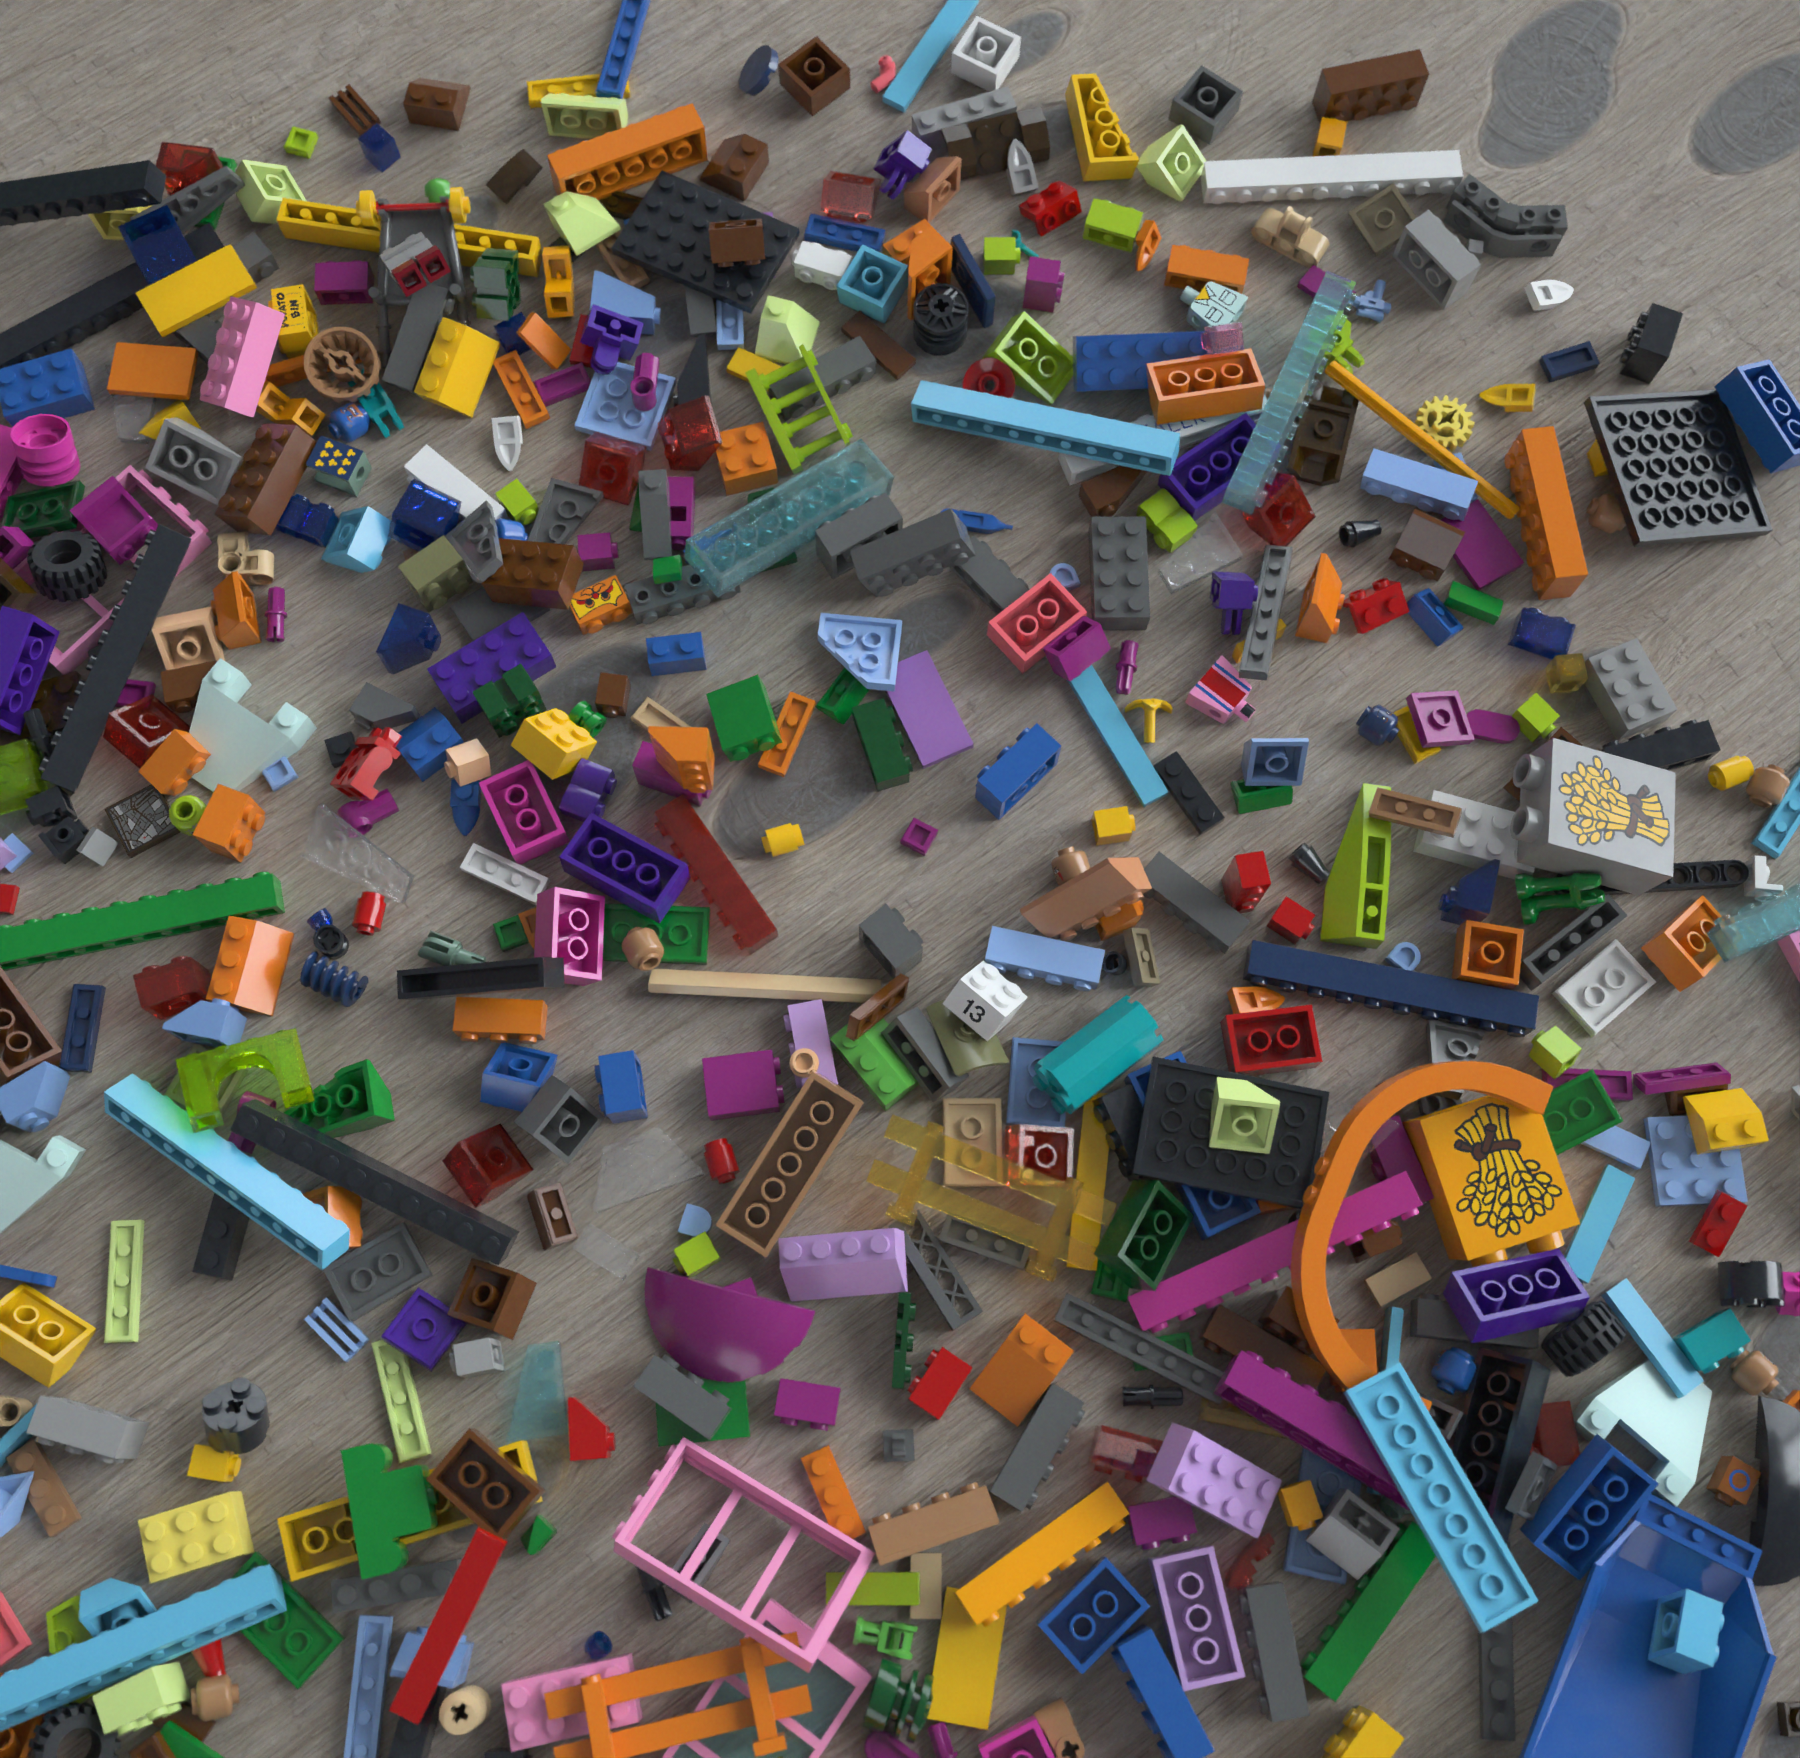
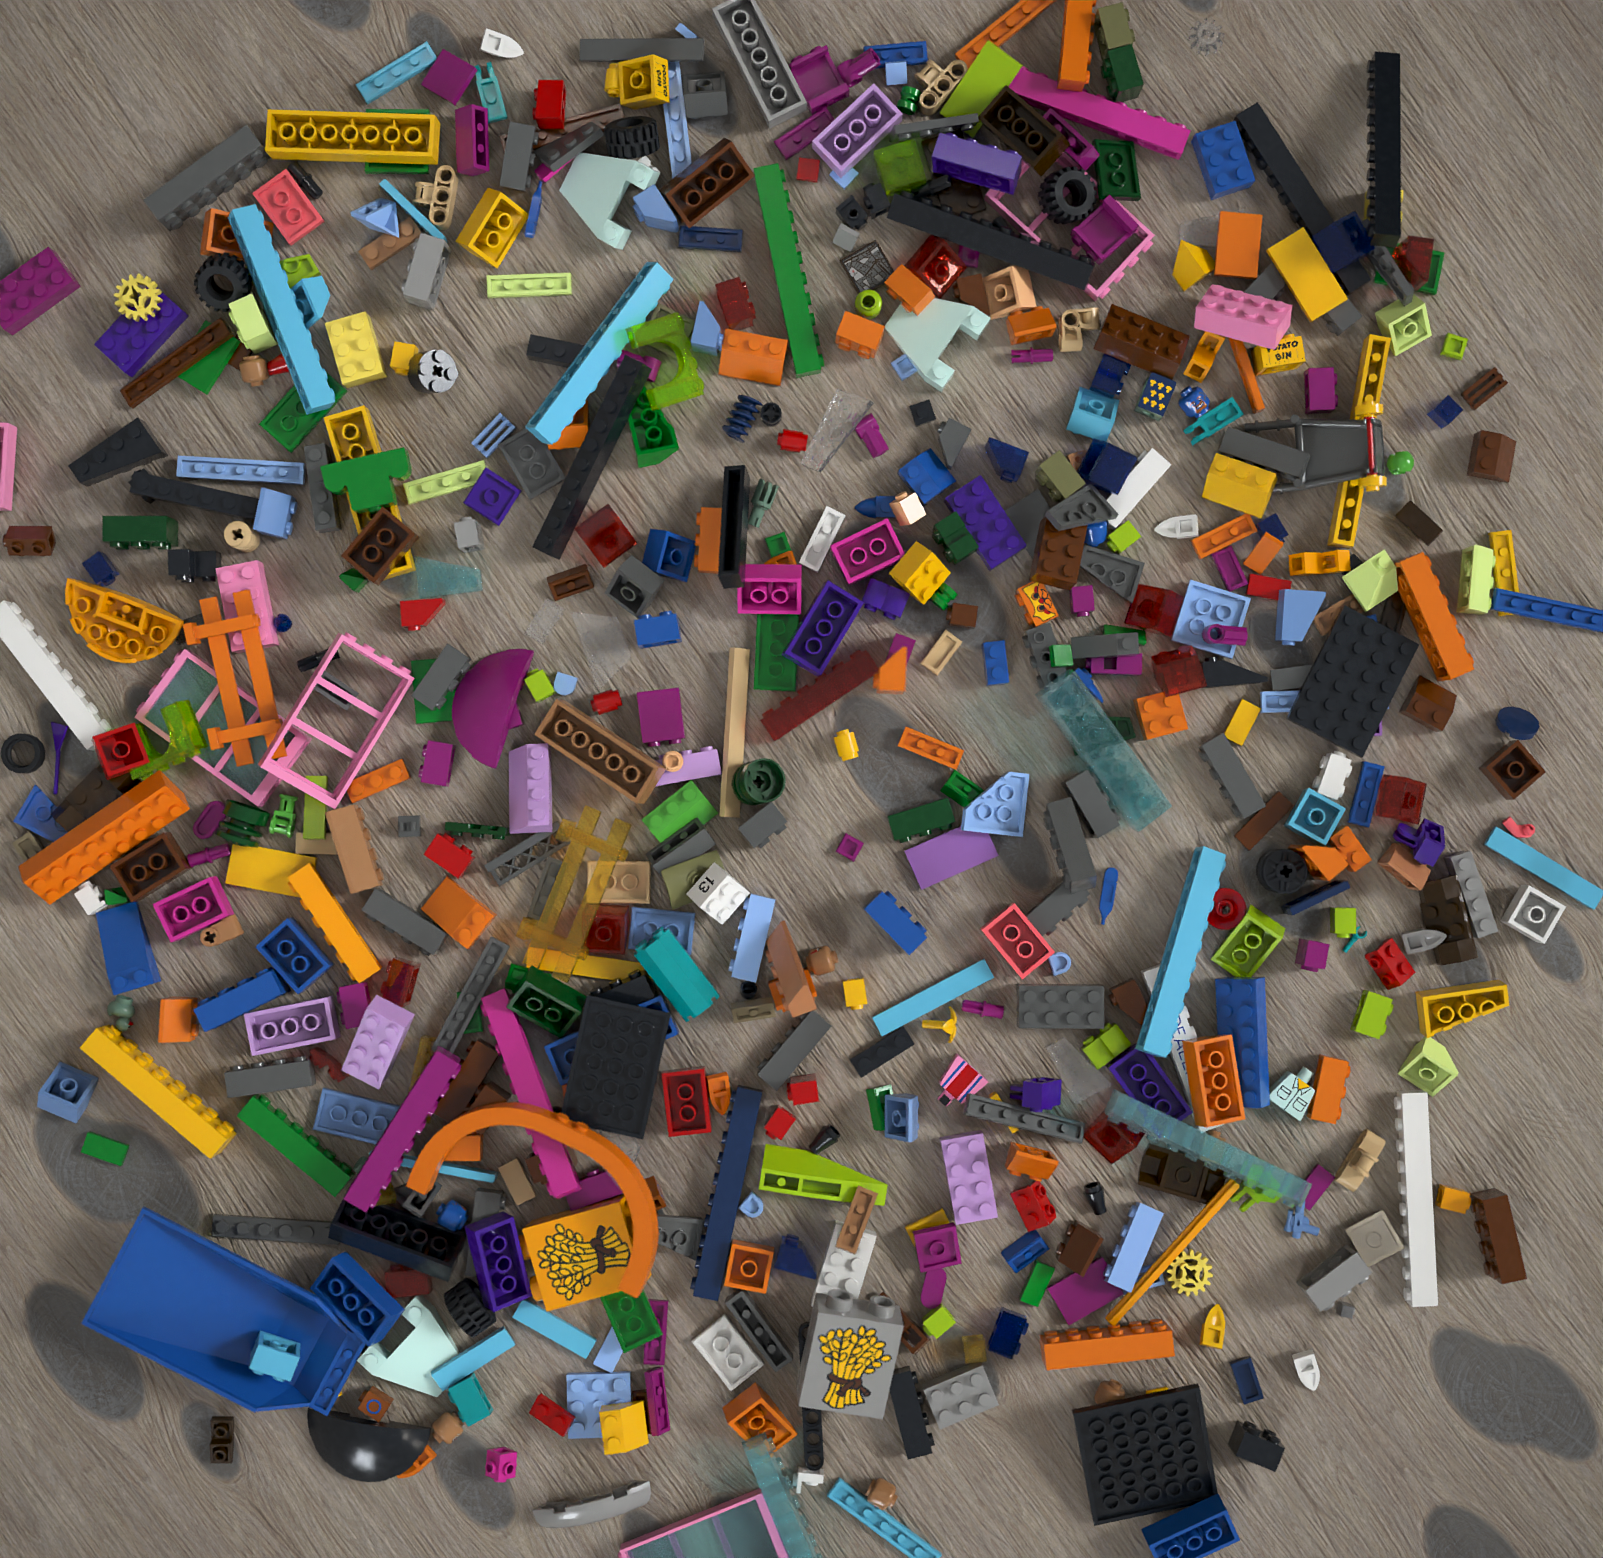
camera: 90 degrees right, 15 degrees up
(45, 450) = (1166, 169): dark pink wheel -> none
(193, 460) = (1157, 285): light grey slope -> none
(320, 918) = (787, 405): clear blue hinge -> none
(334, 346) = (1248, 379): medium nougat gear -> none
(366, 764) = (906, 434): red hips -> none
(412, 260) = (1324, 444): dark red hips -> none
(448, 1626) = (290, 525): red tile -> none
(492, 1298) = (511, 542): reddish brown slope -> none
(496, 283) = (1310, 514): dark green brick -> none
(611, 337) = (1265, 606): dark purple brick -> none
(643, 948) = (761, 643): medium nougat head -> none
(736, 242) = (1345, 707): reddish brown slope -> none
(744, 718) = (940, 715): green brick -> none
(773, 407) = (1181, 744): lime fence -> none
(783, 329) = (1272, 747): yellowish green slope -> none
(832, 948) = (769, 780): none -> dark green wheel
(877, 1007) = (713, 814): reddish brown tile -> none
(1077, 648) = (993, 970): magenta brick -> none
(1147, 242) = (1355, 1041): orange plate -> none
(1152, 1396) = (438, 1004): black axle -> none
(1205, 105) = (1483, 1096): dark grey brick -> none
(1223, 338) = (1249, 1096): clear pink brick -> none
(1242, 1116) = (623, 1074): yellowish green slope -> none
(1299, 1504) = (363, 1100): light orange brick -> none
(1345, 681) = (968, 1177): none -> lavender brick
(1352, 1533) = (343, 1135): light grey slope -> none
(1378, 725) = (932, 1199): dark blue head -> none
(1441, 1498) = (357, 1192): medium azure plate -> none
(1514, 220) = (1369, 1349): dark grey brick -> none
(1532, 1486) = (369, 1260): dark grey tile -> none
(1533, 905) = (798, 1303): green piece -> none
(1554, 1051) = (677, 1308): lime brick -> none
(1730, 772) = (892, 1466): yellow brick -> none
(1751, 1284) = (507, 1431): black brick -> none

